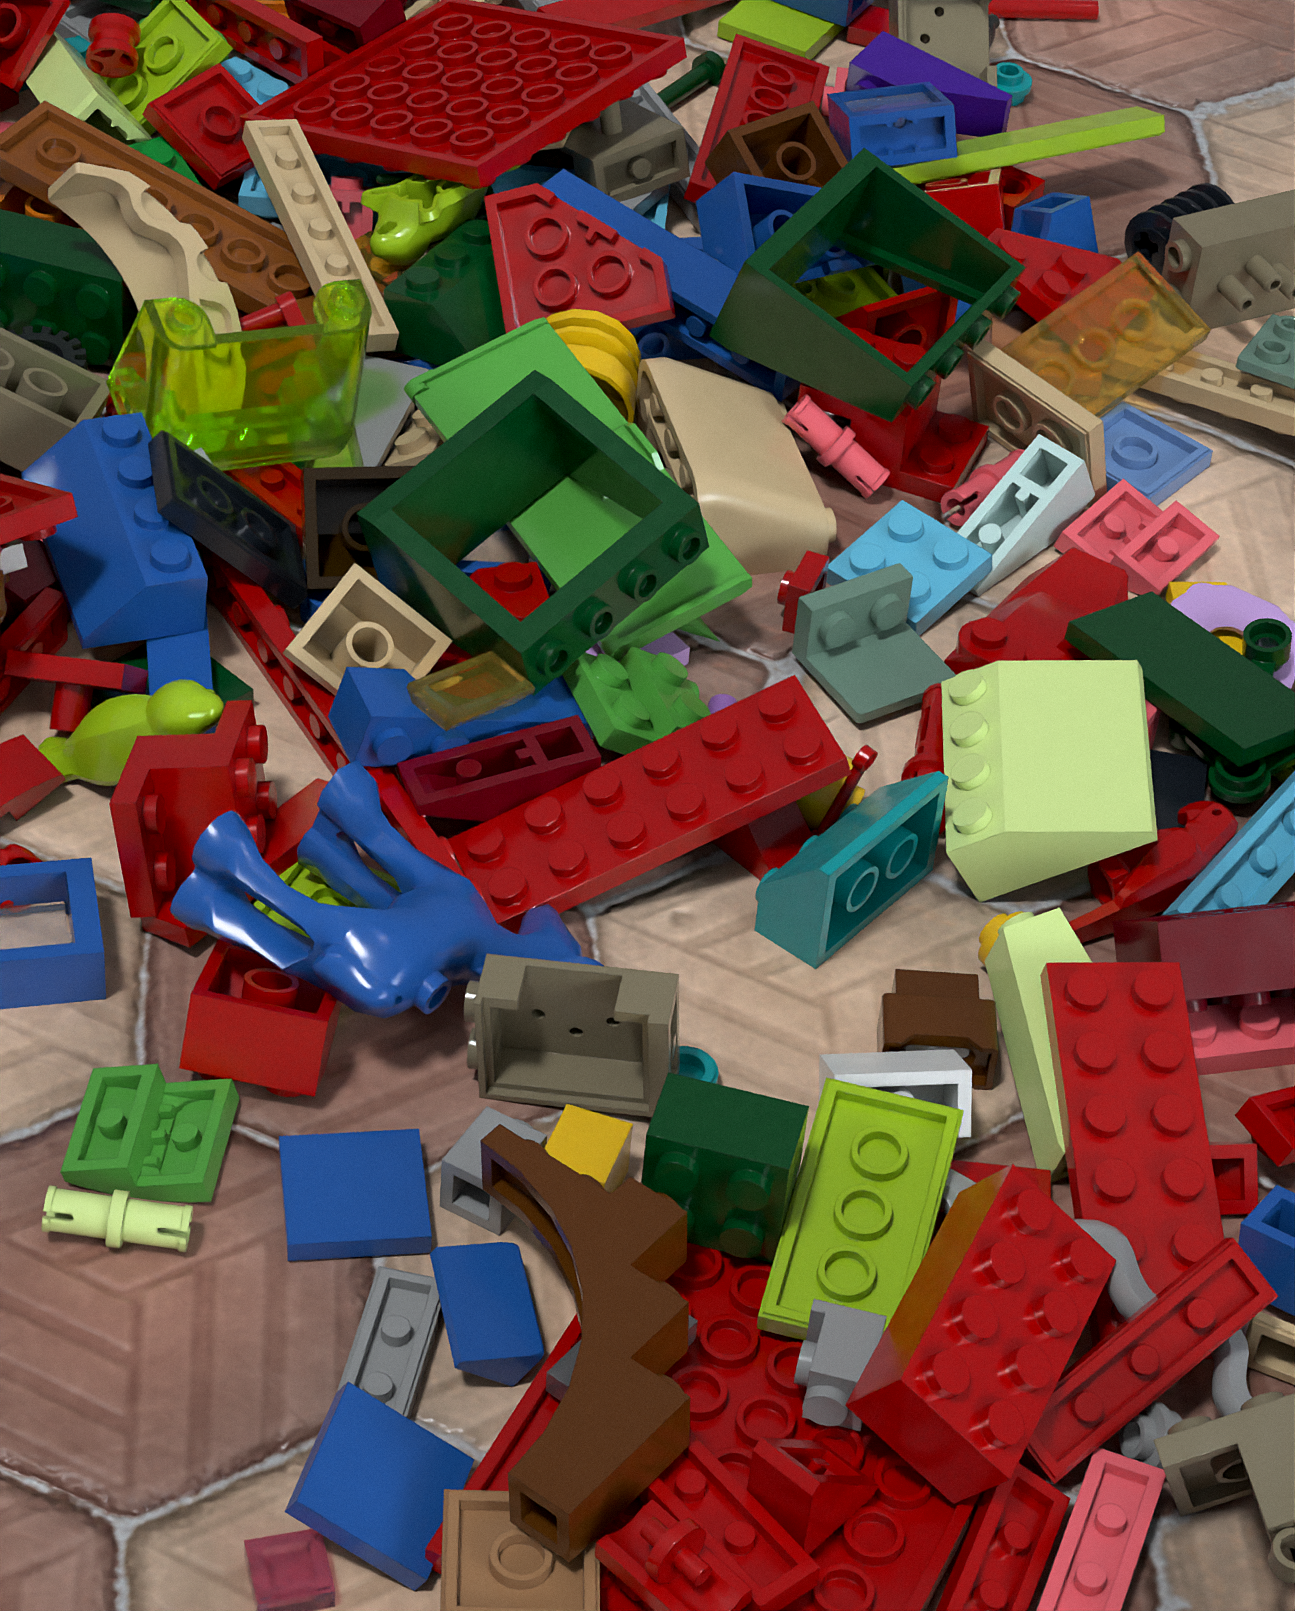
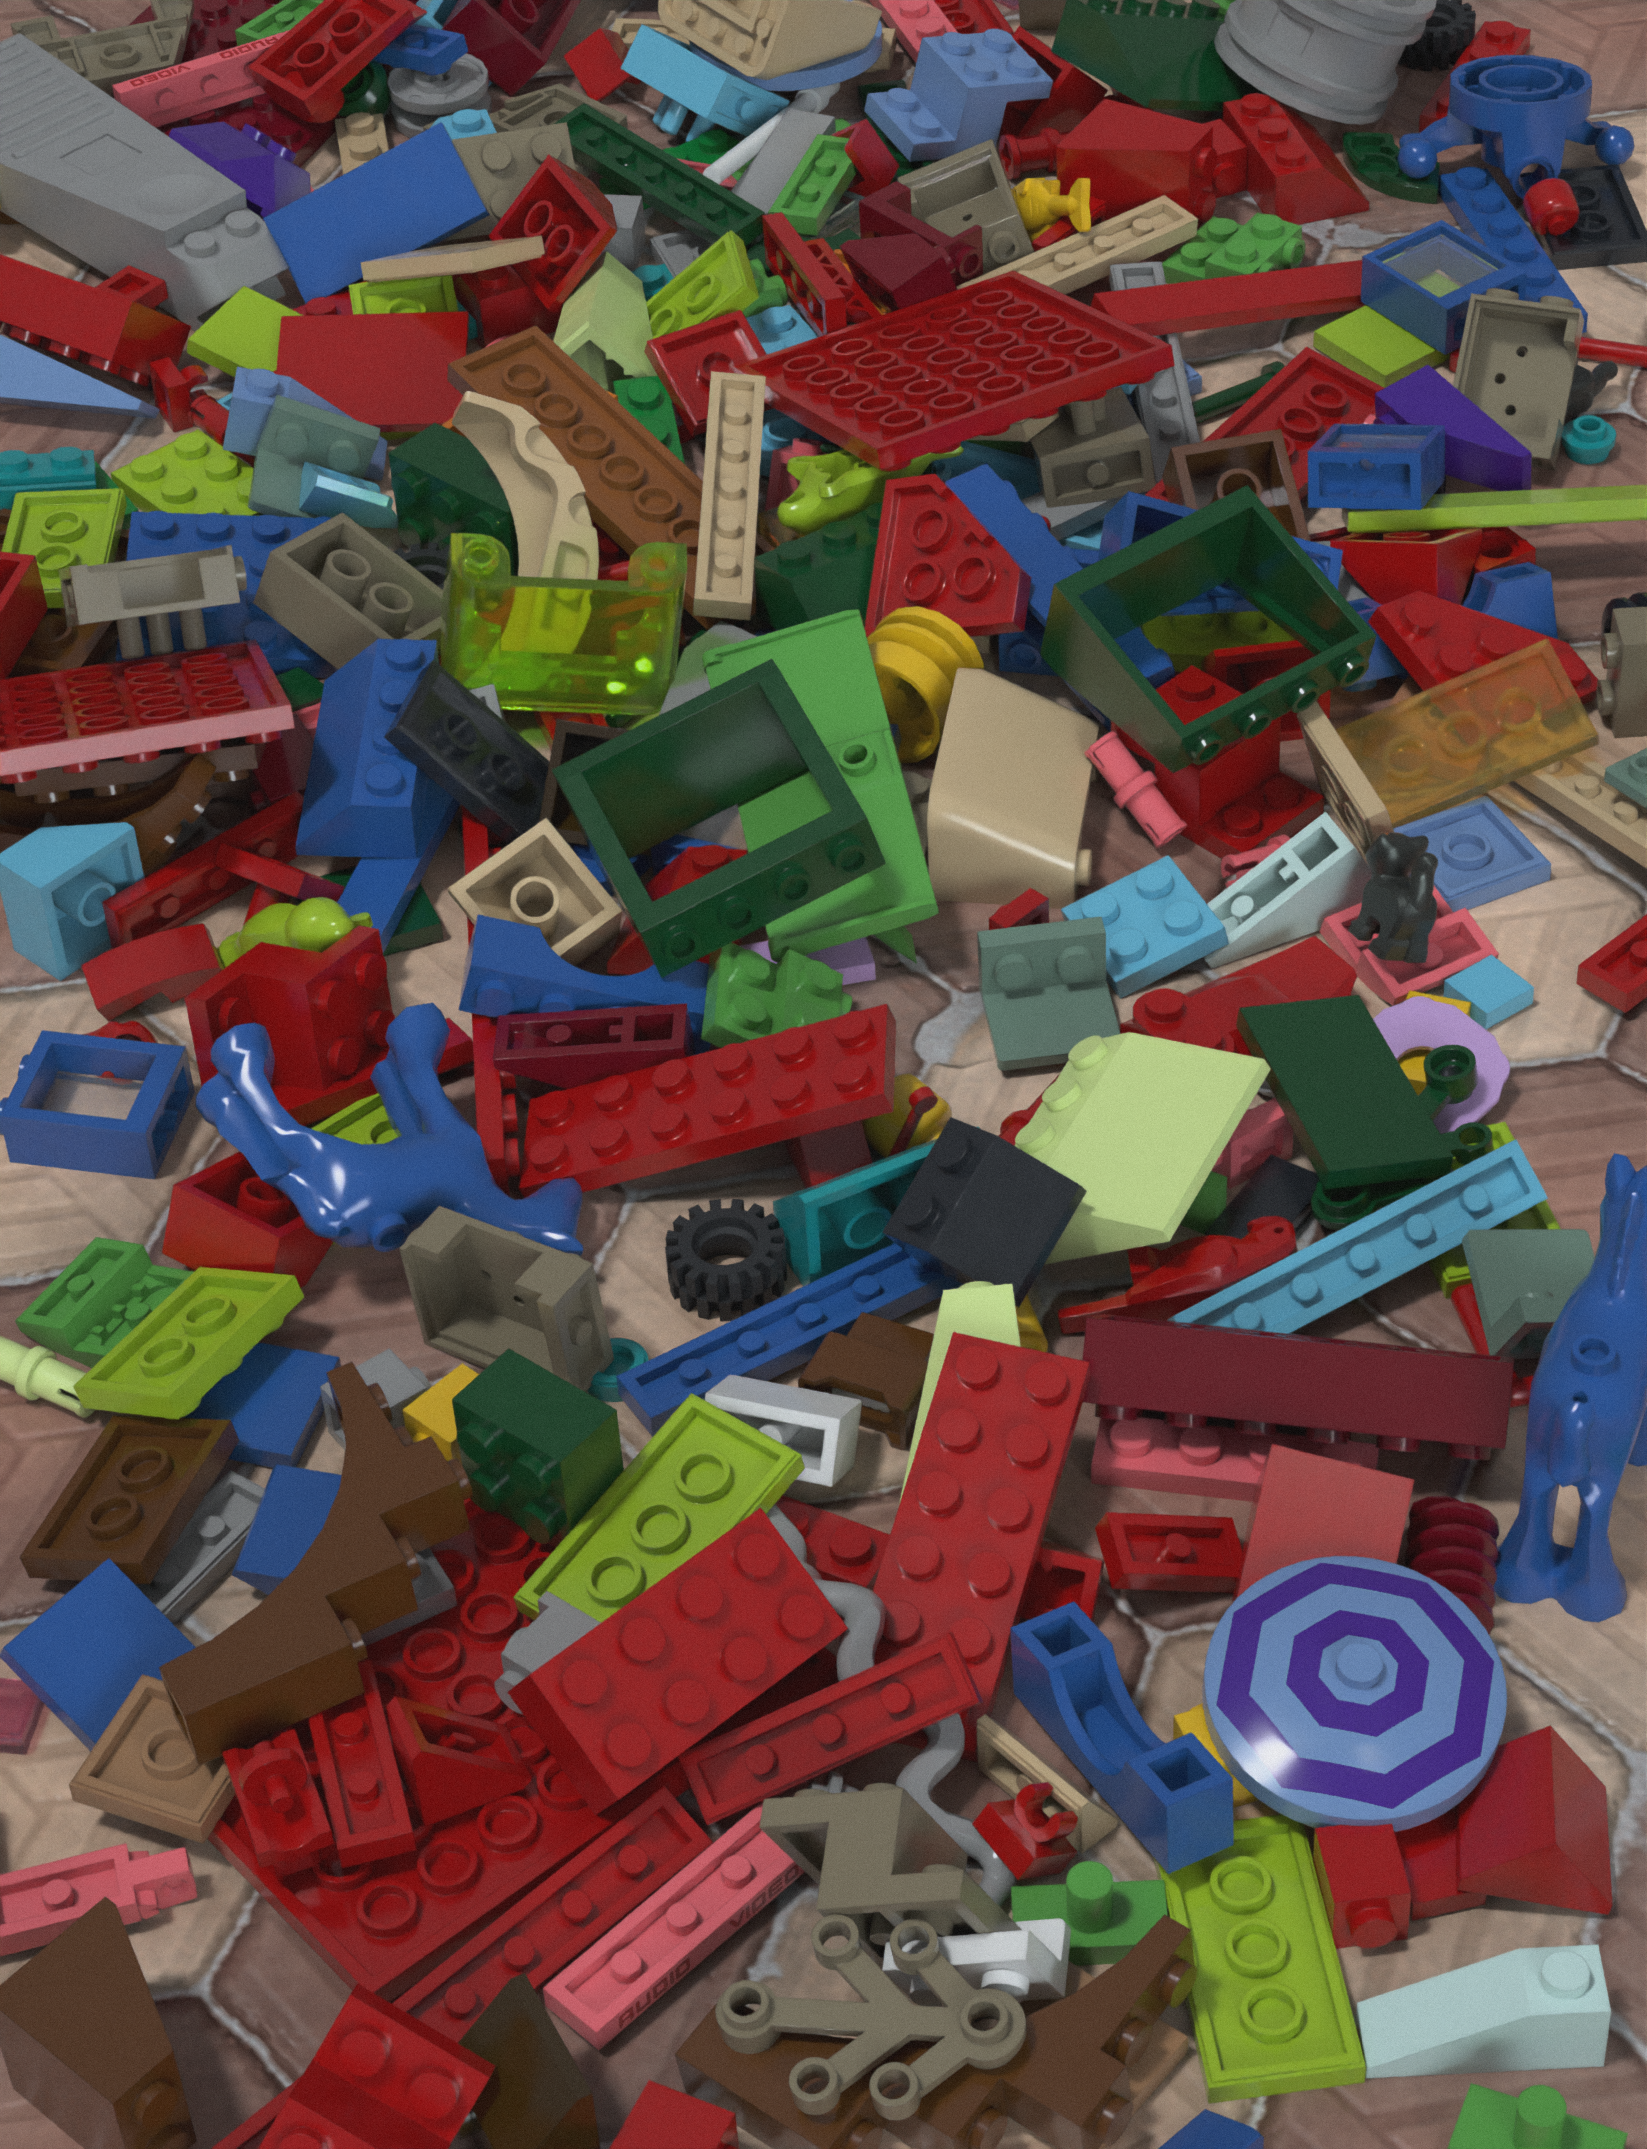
camera: 30 degrees right, 0 degrees up
(113, 45) = (655, 278): red wheel -> none
(276, 1149) = (189, 1343): none -> lime plate
(305, 1319) = (130, 1497): none -> reddish brown plate
(469, 690) = (587, 959): clear yellow tile -> none
(735, 924) = (726, 1233): none -> black tyre
(847, 983) = (780, 1332): none -> blue plate
(986, 847) = (983, 1210): none -> black slope
(1137, 509) = (1396, 903): none -> pearl dark grey animal
(1231, 565) = (1491, 989): none -> medium azure tile

